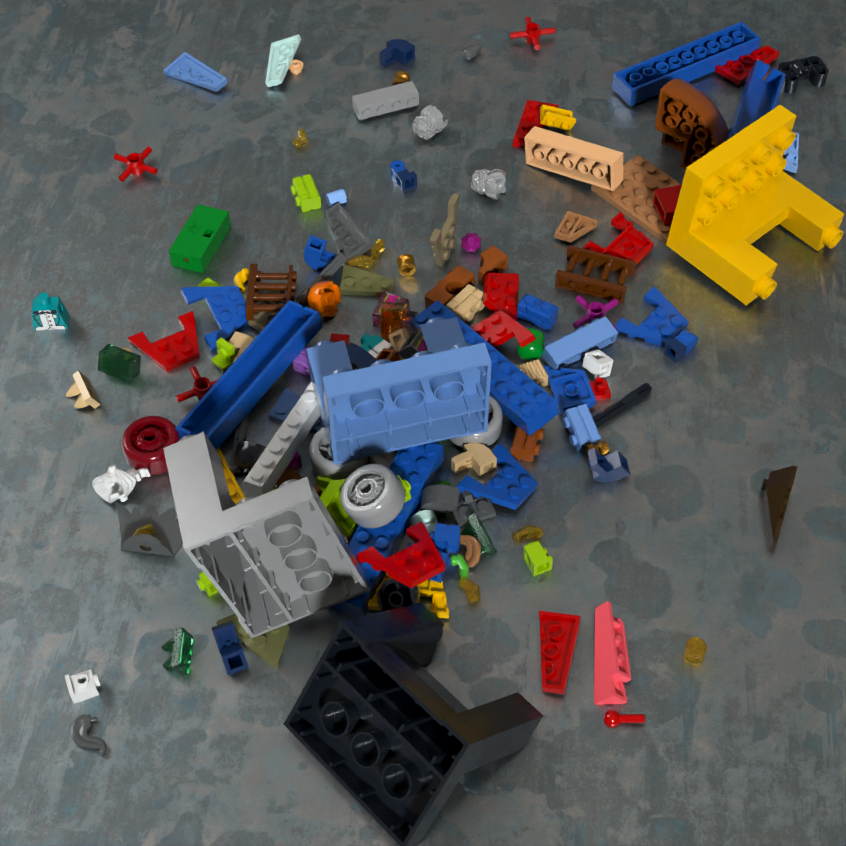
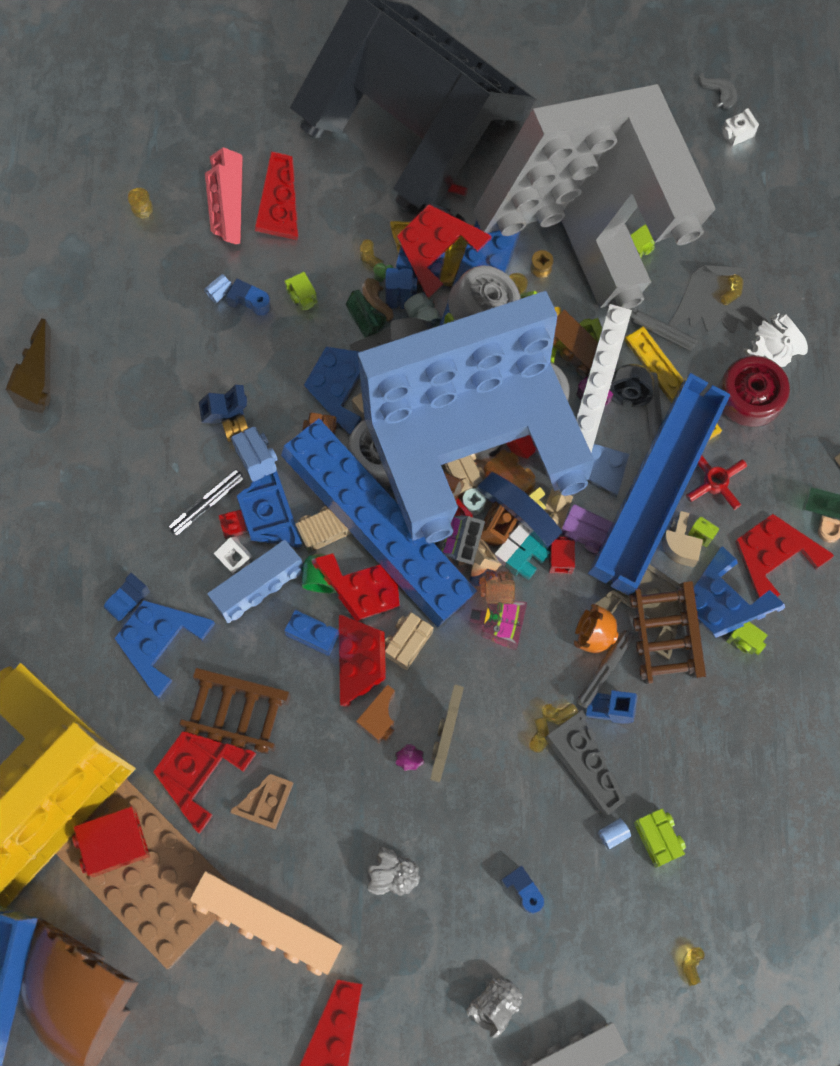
camera: 170 degrees right, 20 degrees up
(200, 238) = (788, 732): green brick -> none
(240, 278) = (715, 668): yellow arm -> none
(364, 283) = (548, 676): olive wing -> none
(406, 265) = (494, 706): pearl gold wheel -> none
(453, 283) = (421, 682): dark orange arch -> none
(528, 531) = (312, 327): clear yellow arm -> none
(556, 117) = (294, 1039): yellow bracket -> none
(586, 557) = (248, 296): none -> leg
(594, 310) = (242, 646): magenta bar -> none
(613, 718) = (223, 140): red bar -> none
(614, 567) = (218, 288): none -> light blue piece

